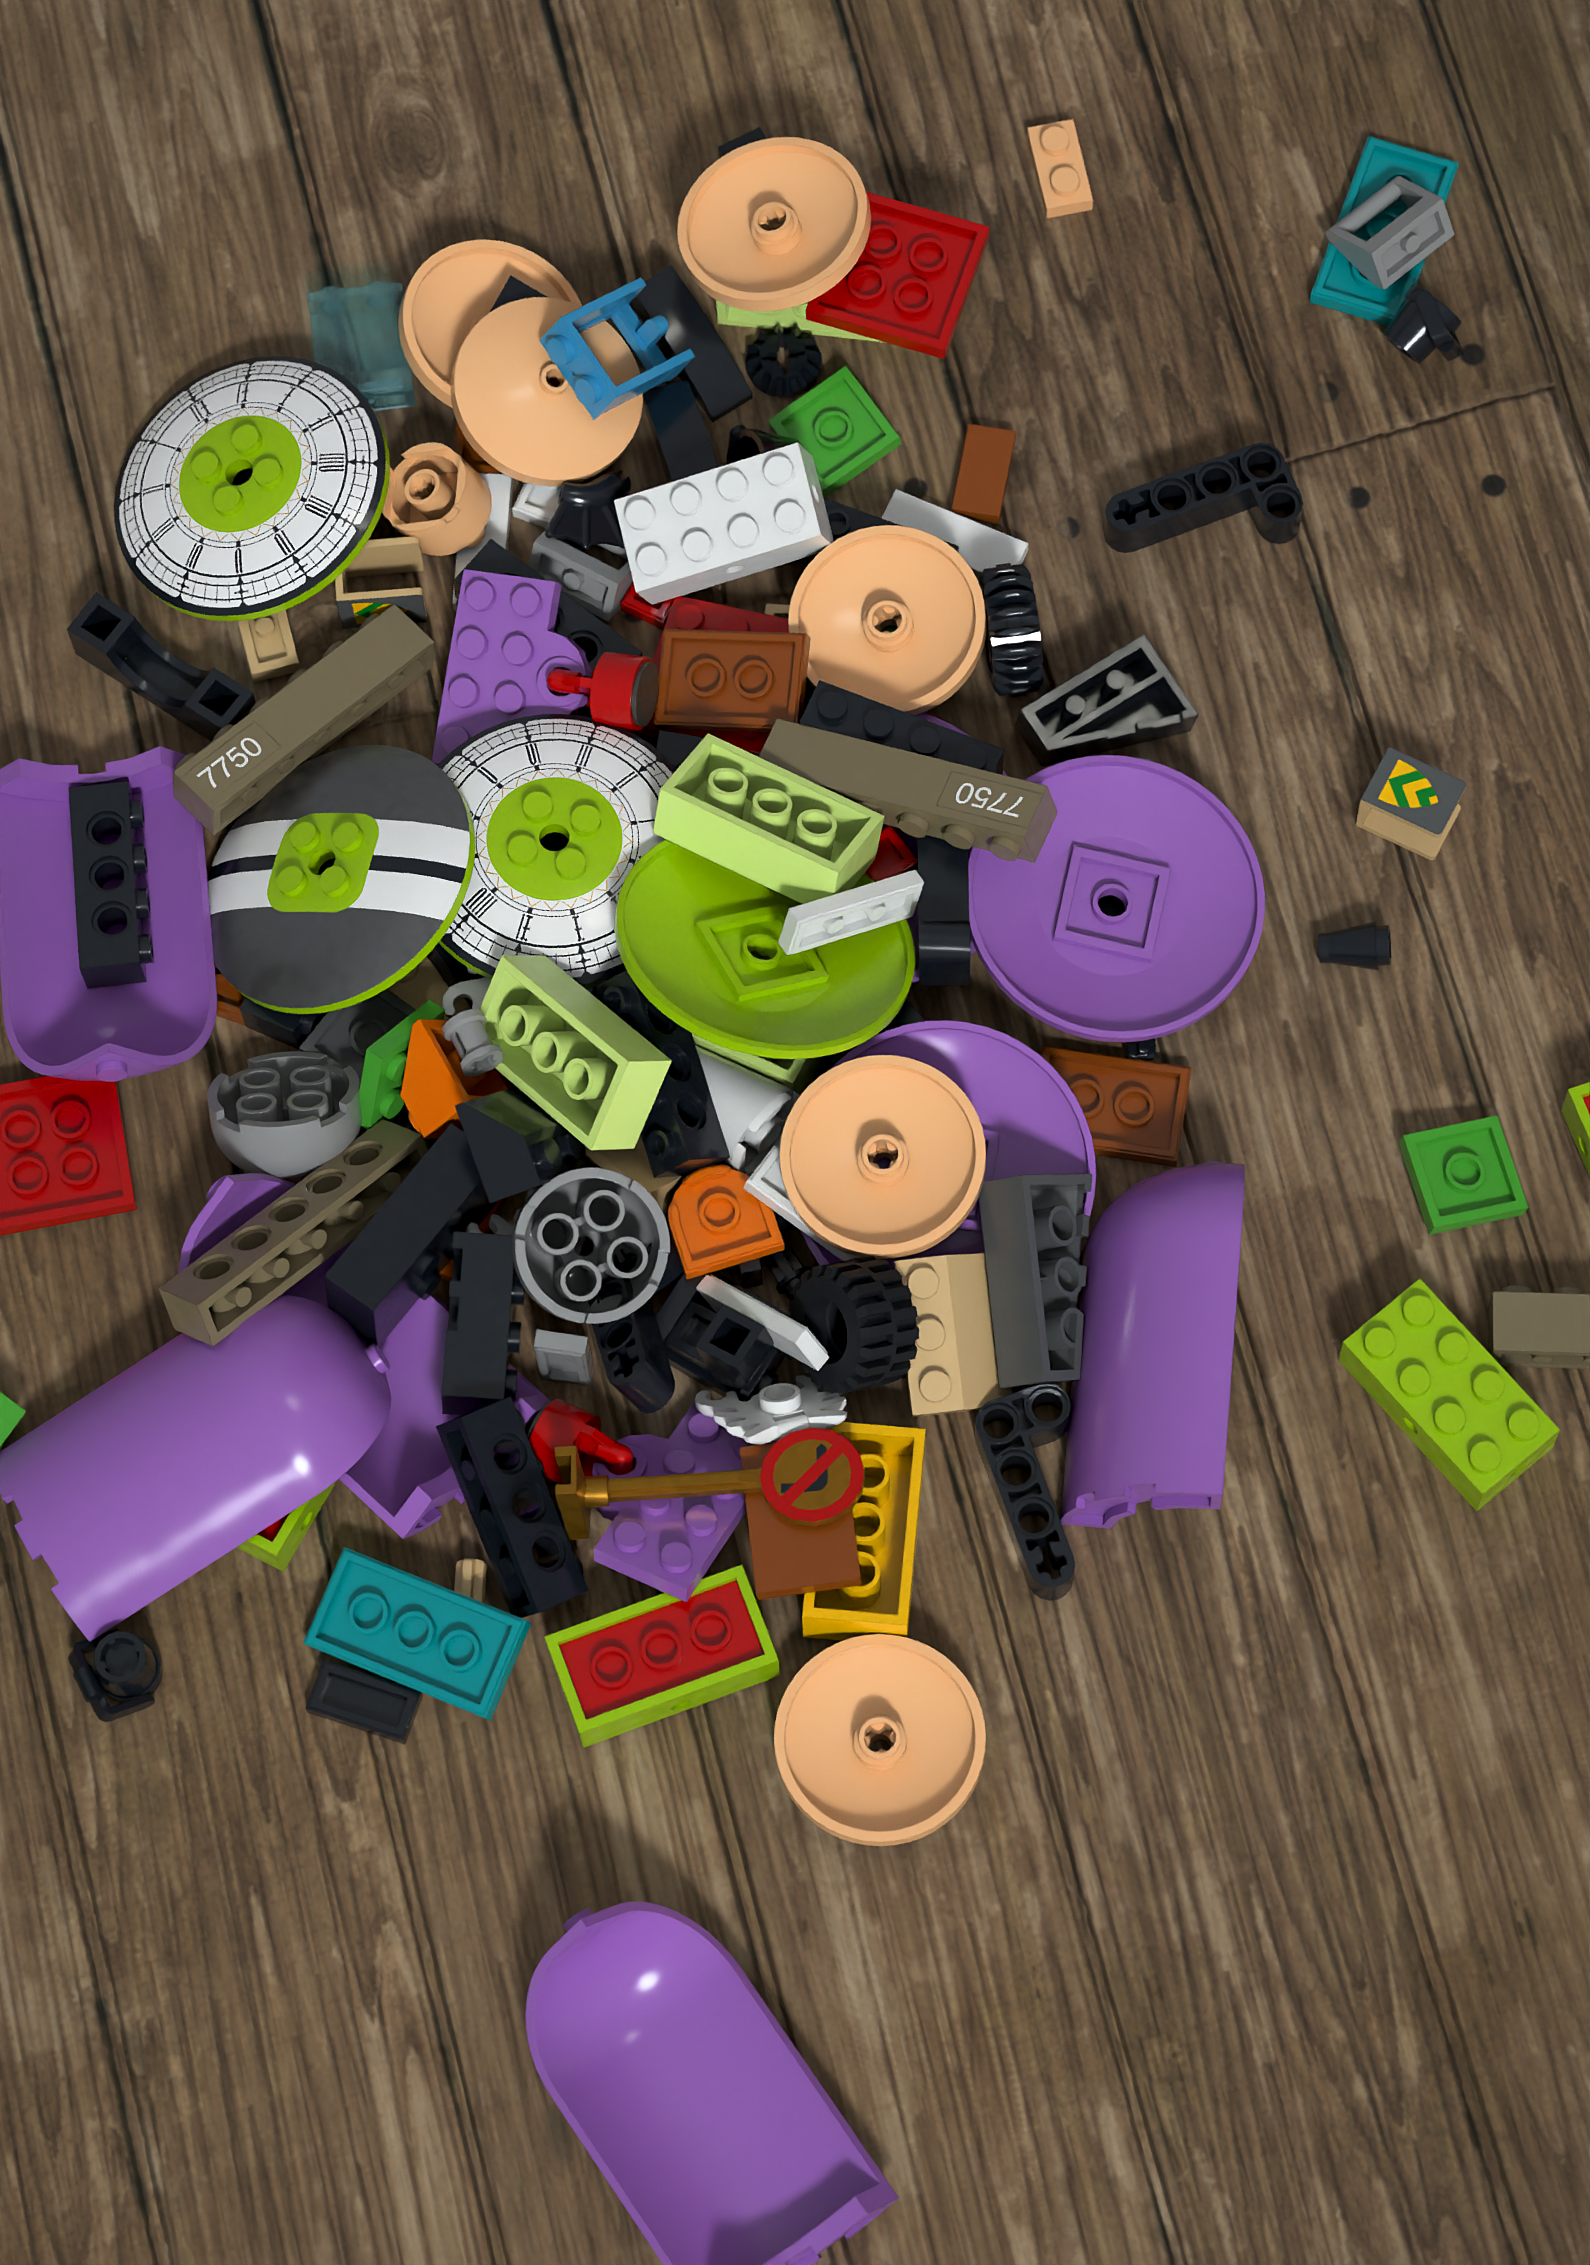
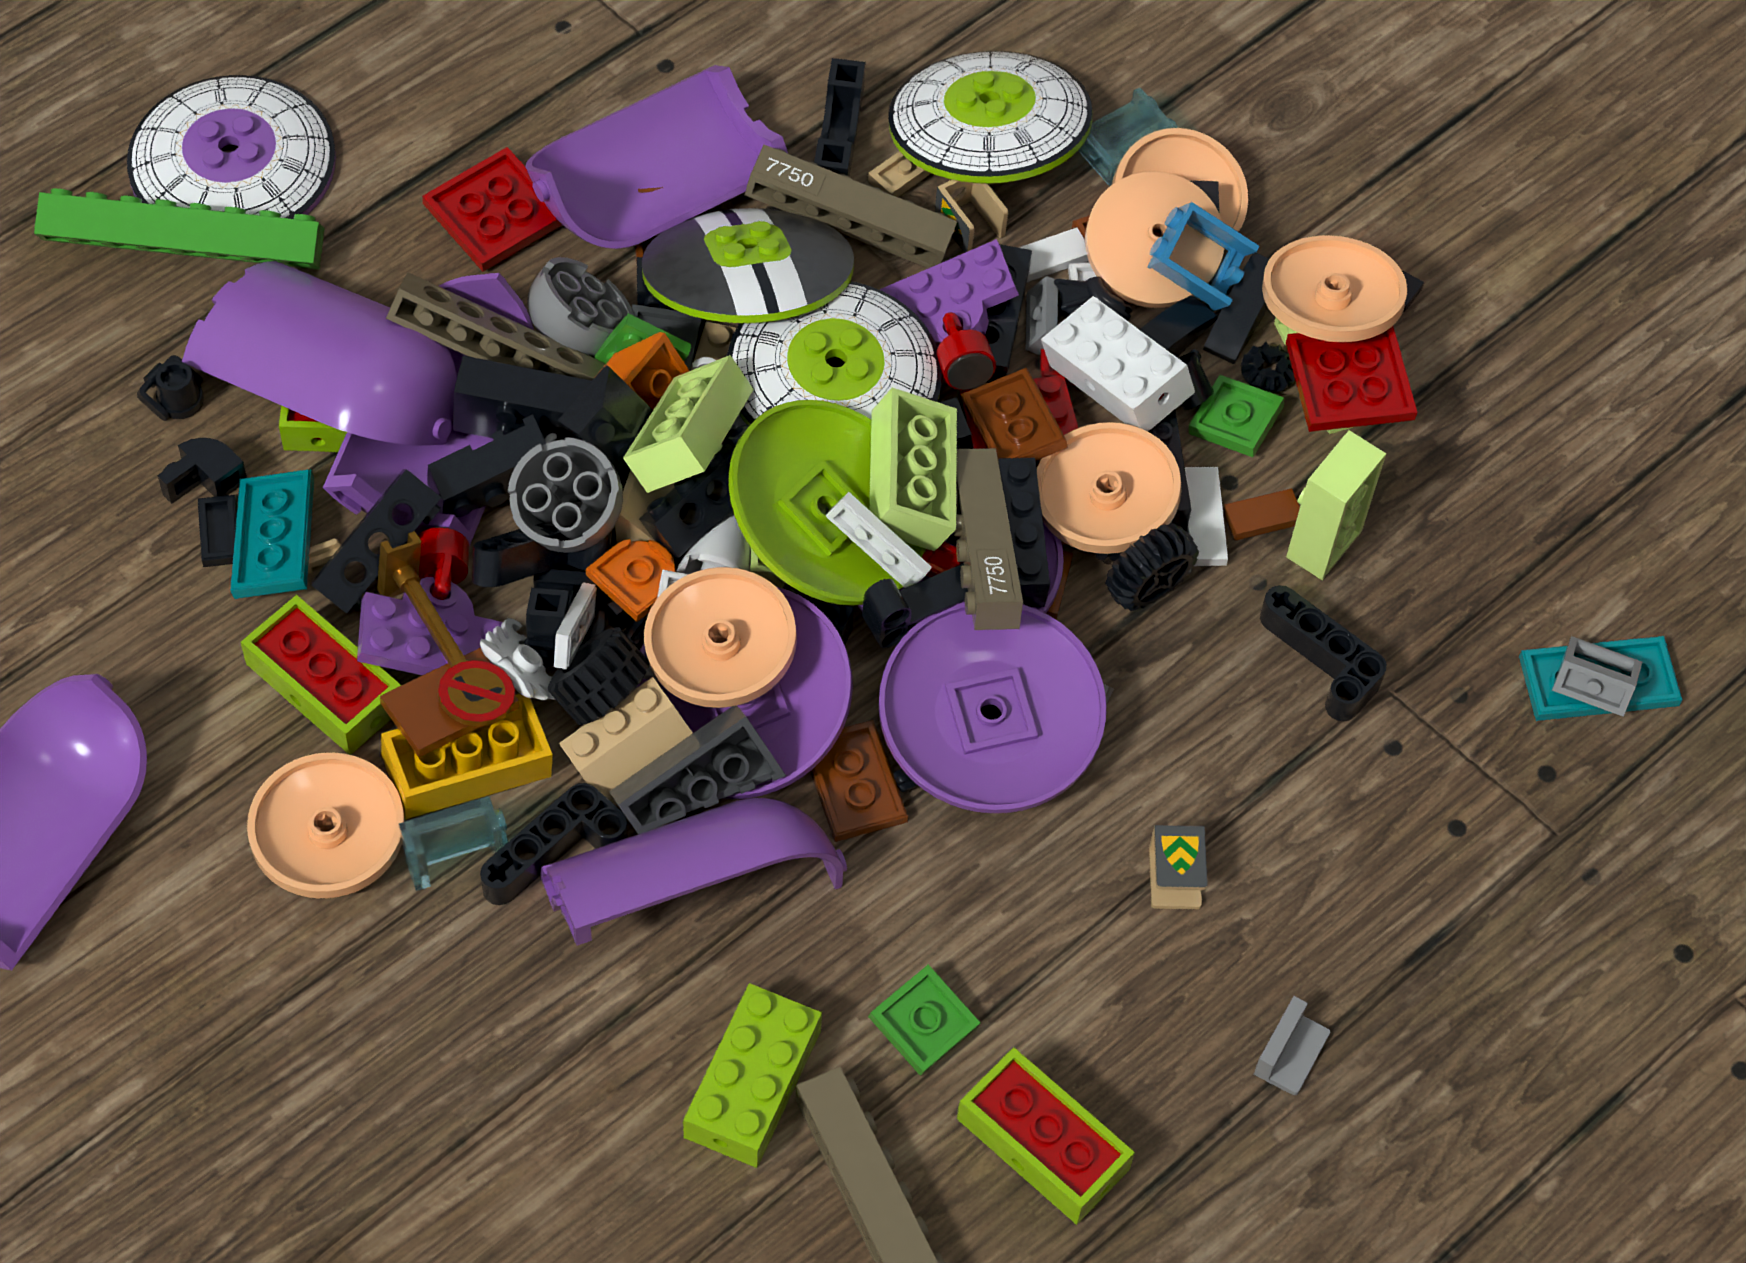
camera: 55 degrees right, 10 degrees down
(93, 815) = (680, 157): black brick -> none
(265, 1669) = (204, 463): none -> black brick
(438, 500) = (1042, 213): light nougat brick -> none
(472, 1042) = (667, 371): light grey bush -> none
(564, 1357) = (493, 517): light grey tile -> none
(976, 1648) = (450, 835): none -> clear light blue panel
(1056, 382) = (1335, 504): none -> yellowish green brick
(1059, 168) = (1513, 465): light nougat plate -> none
(1107, 708) = (1133, 649): black wedge -> none
(1357, 946) = (1056, 883): black cone -> none
(1423, 326) = (1540, 725): black piece -> none

